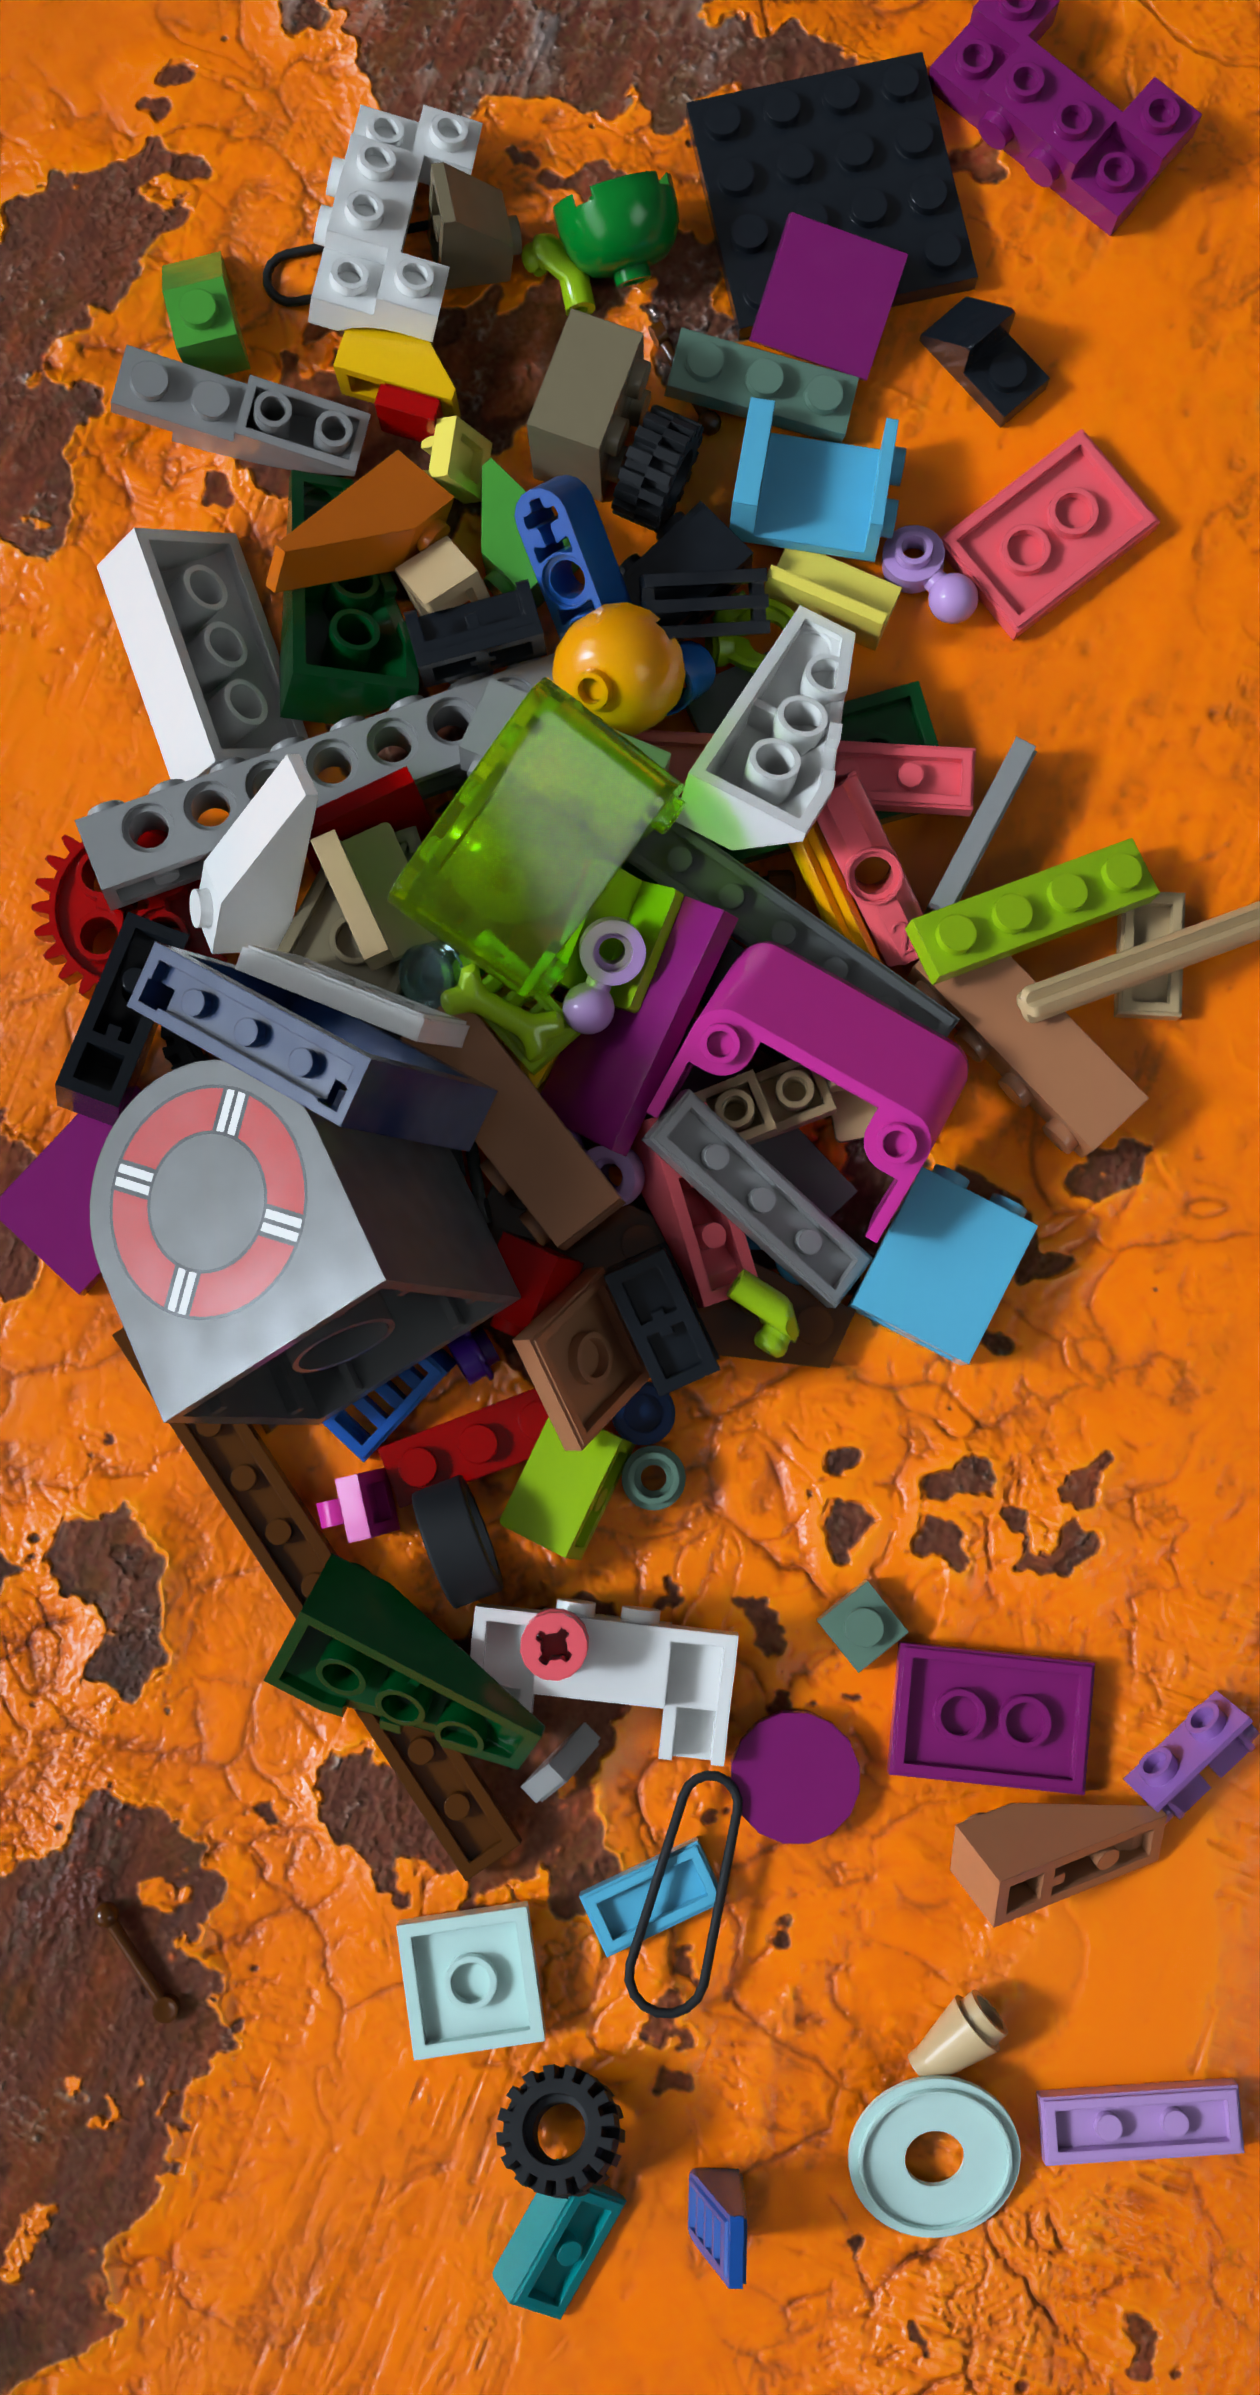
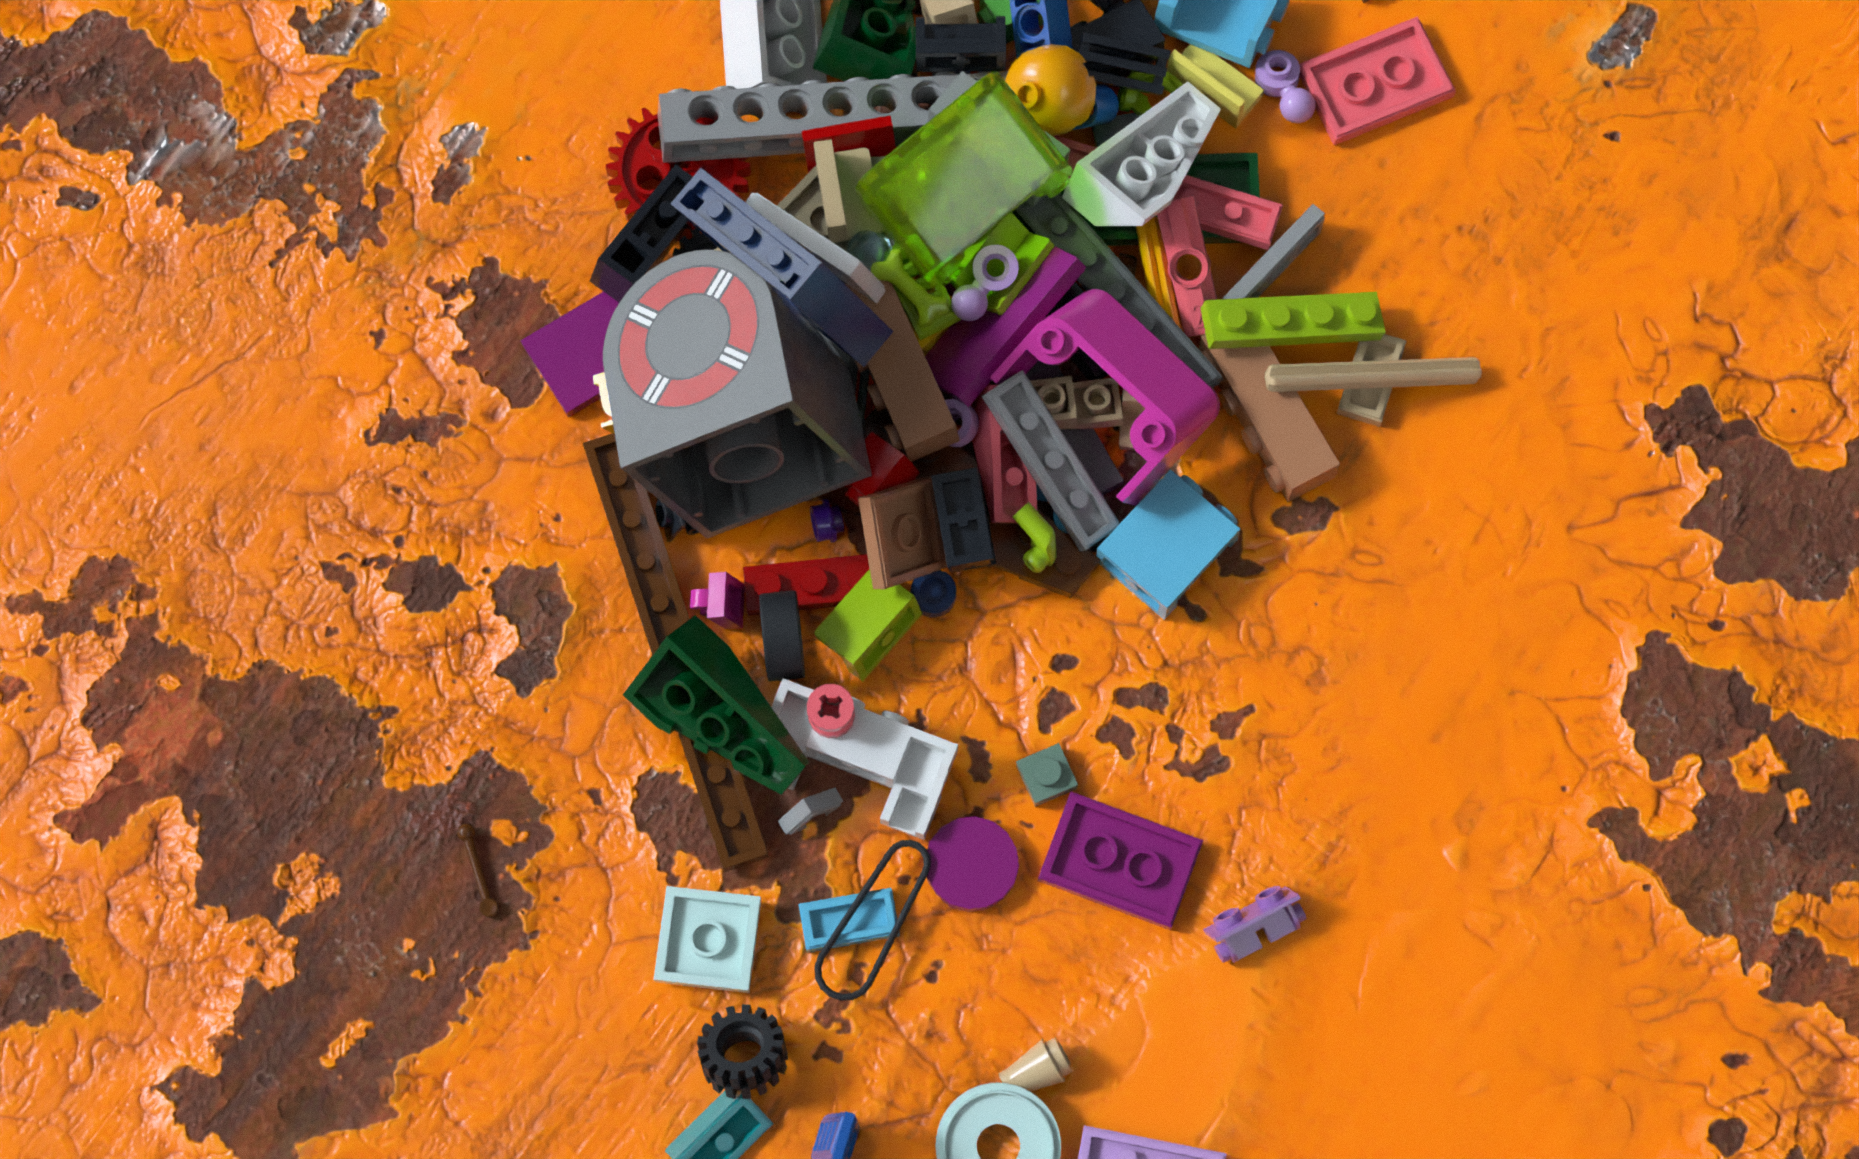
camera: 10 degrees right, 10 degrees down
(258, 865) = (775, 150): white slope -> none
(363, 1443) = (783, 536): blue slope -> none
(661, 1497) = (930, 623): sand green plate -> none
(1047, 1852) = (1138, 954): nougat slope -> none

